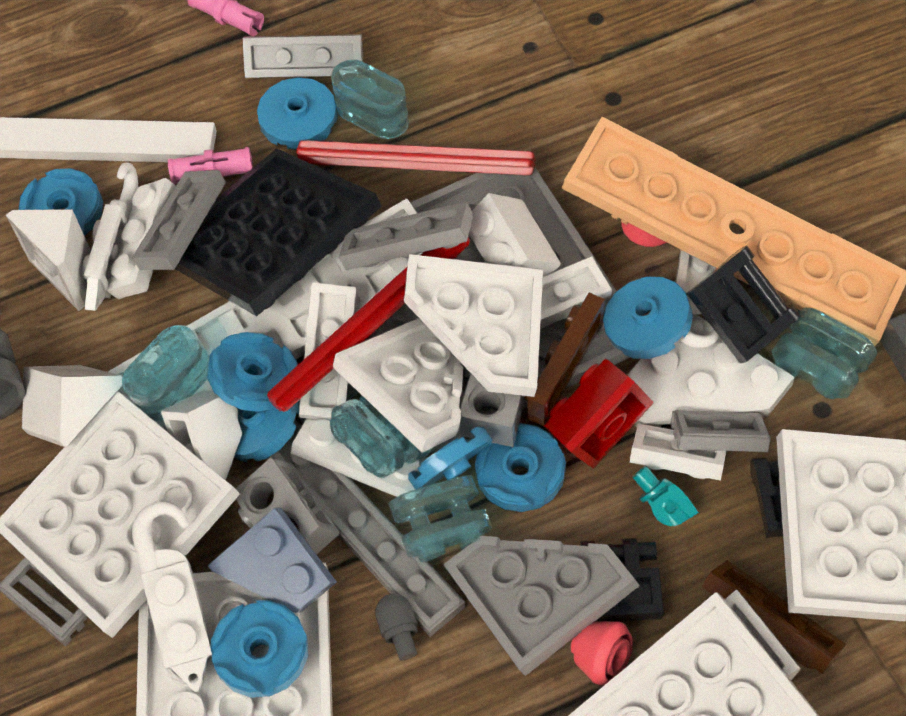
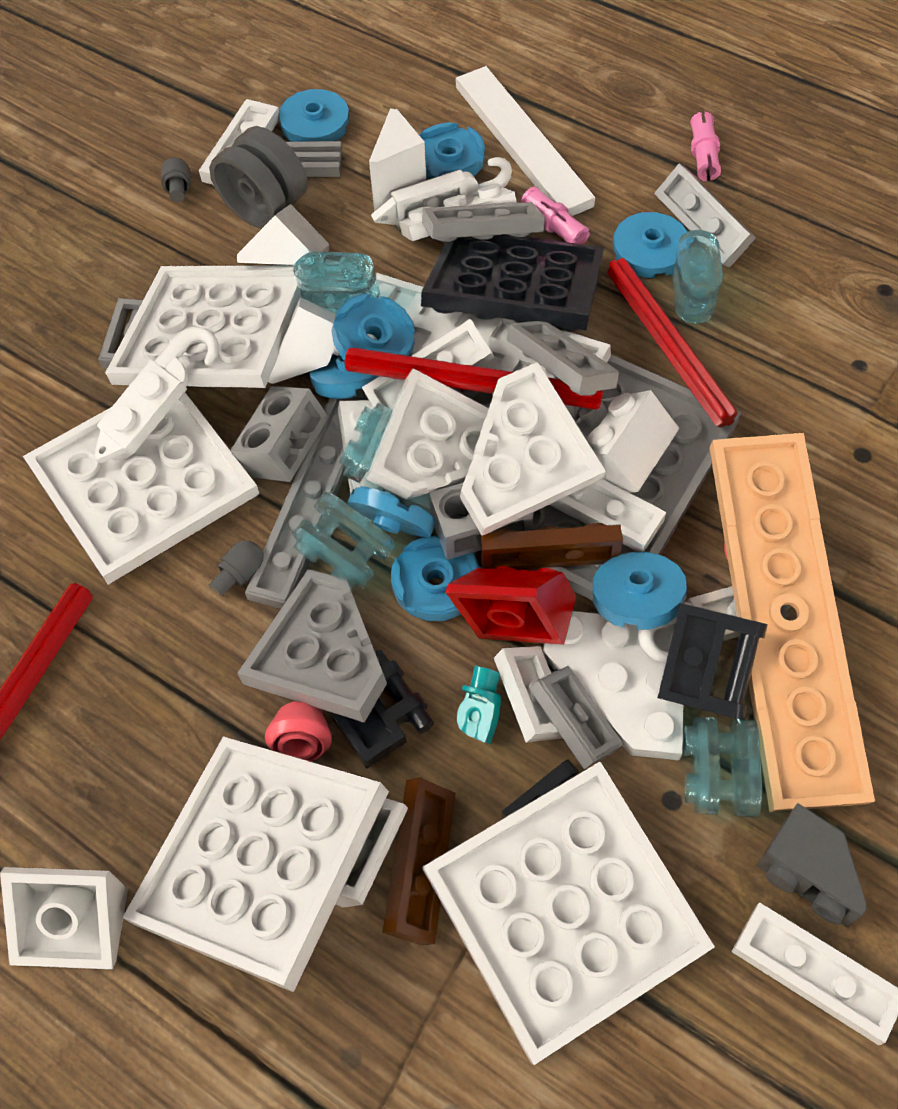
camera: 55 degrees right, 0 degrees up
(248, 628) = (145, 461): dark azure plate -> none
(275, 563) = (225, 447): sand blue wing -> none

